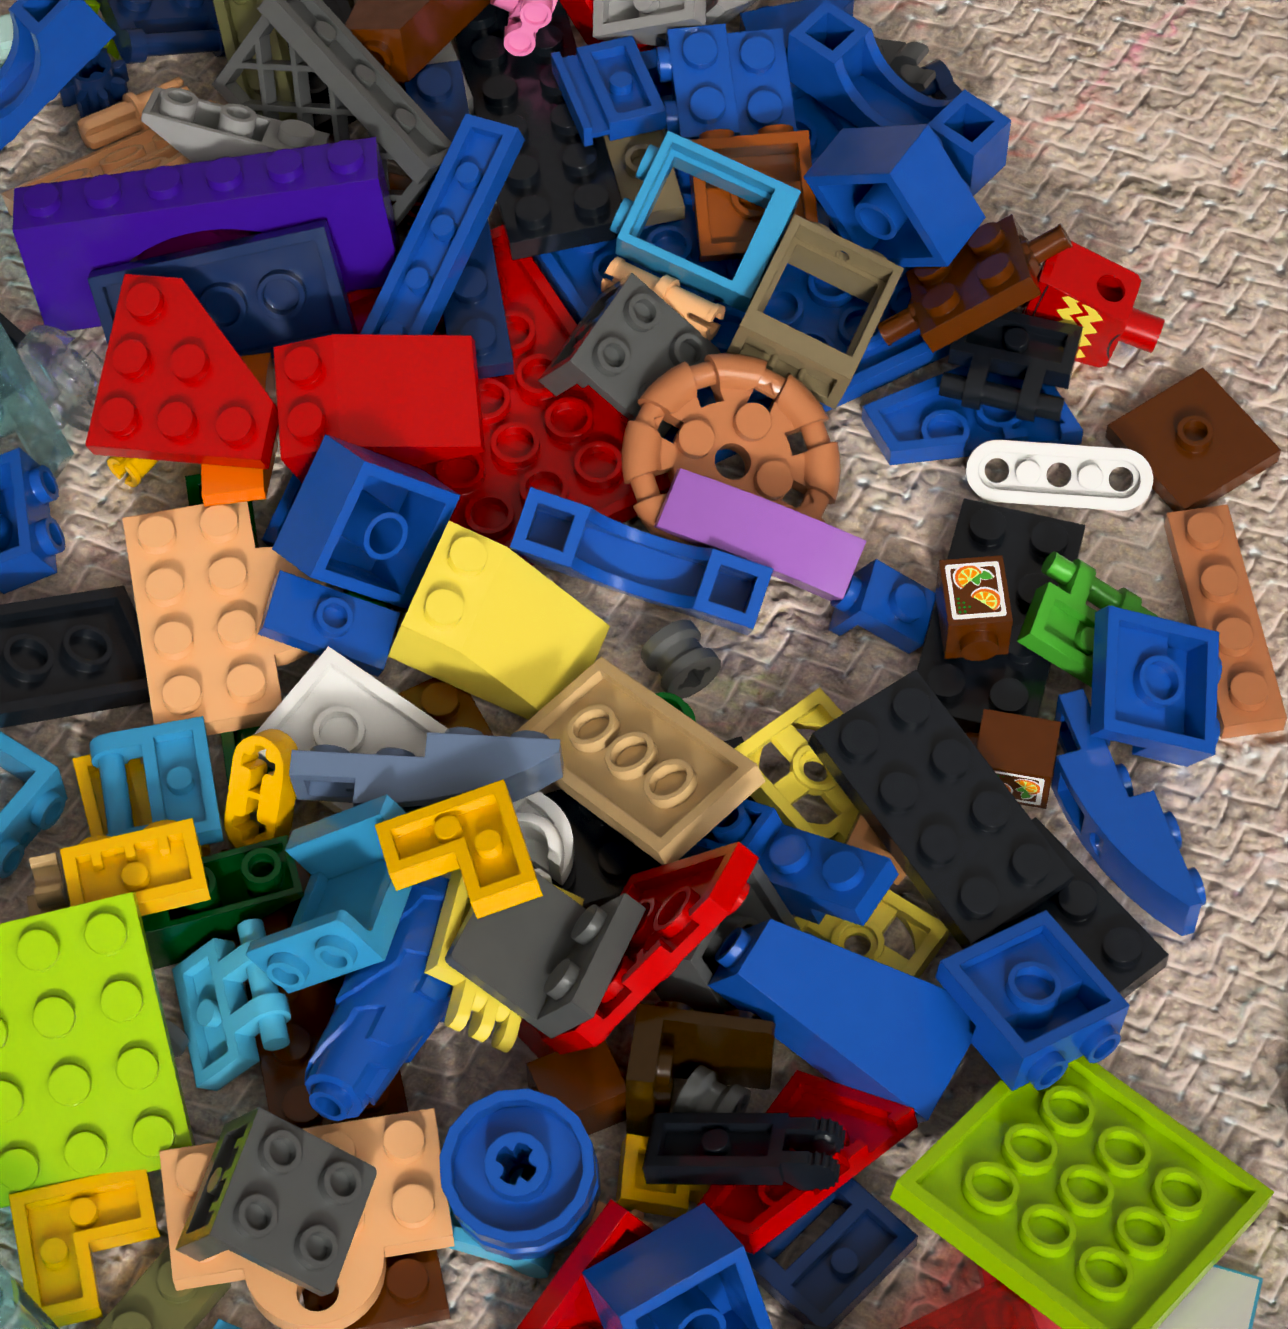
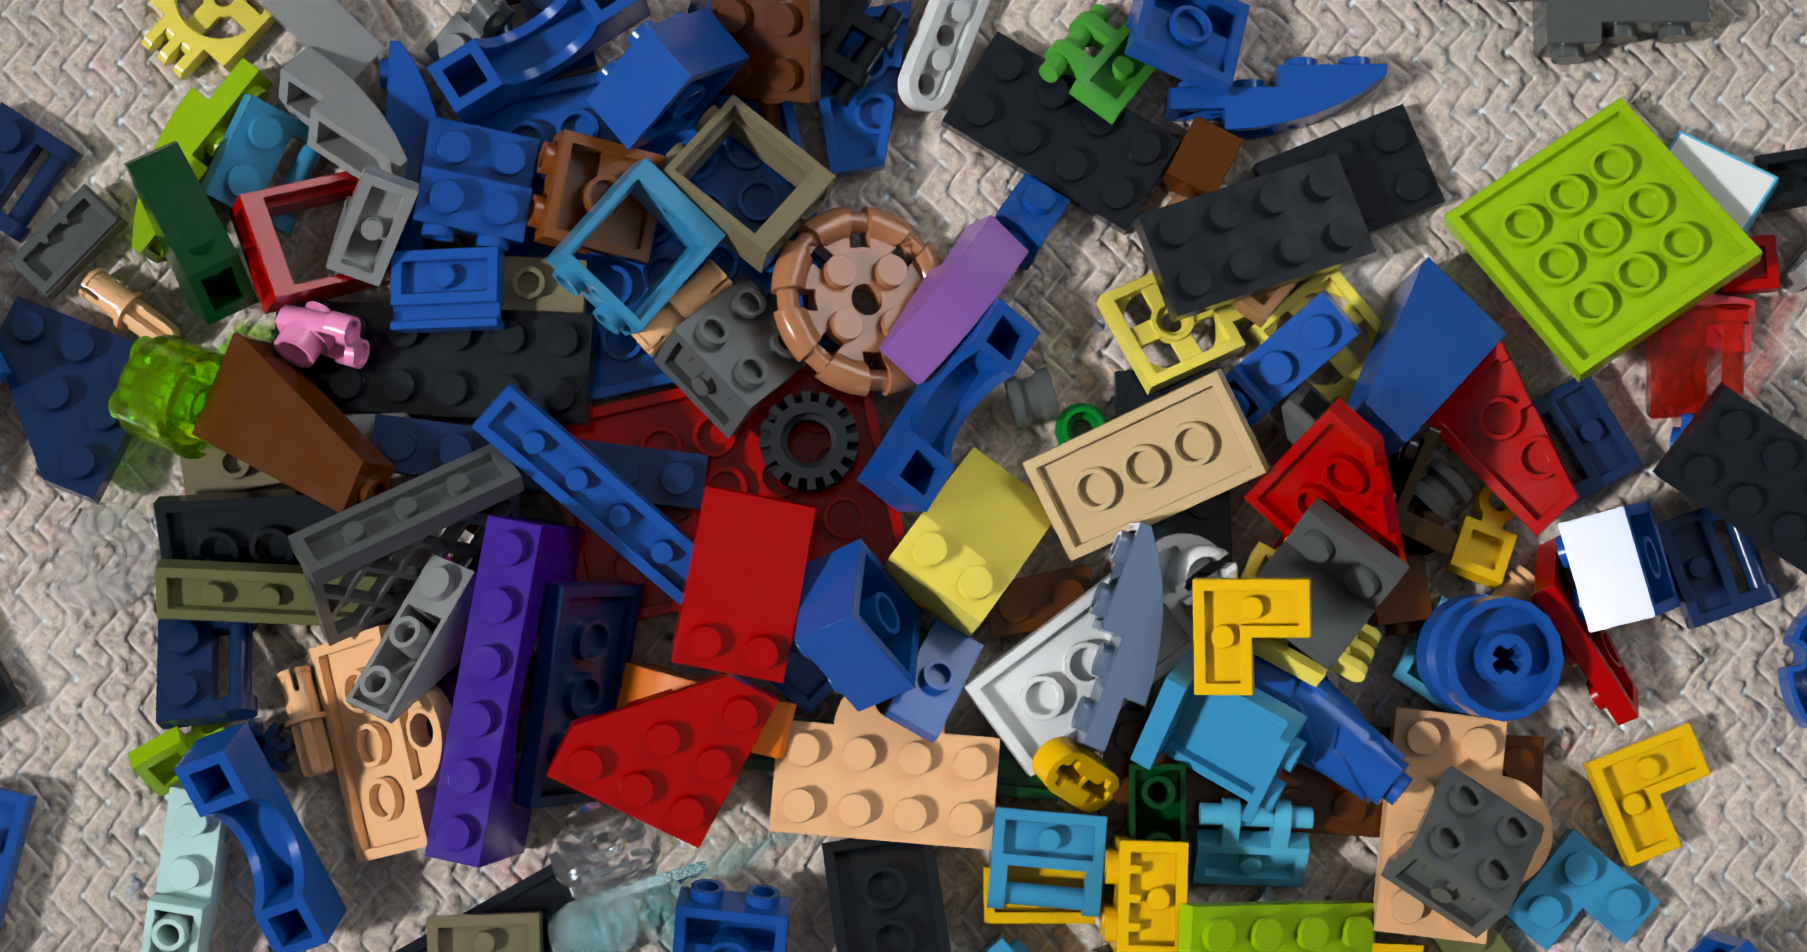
camera: 75 degrees left, 25 degrees up
(557, 418) = (806, 408): none -> black tyre
(743, 1150) = (1503, 486): black hinge -> none
(973, 607) = (1076, 148): reddish brown brick -> none
(1034, 1002) = (1444, 220): blue plate -> none

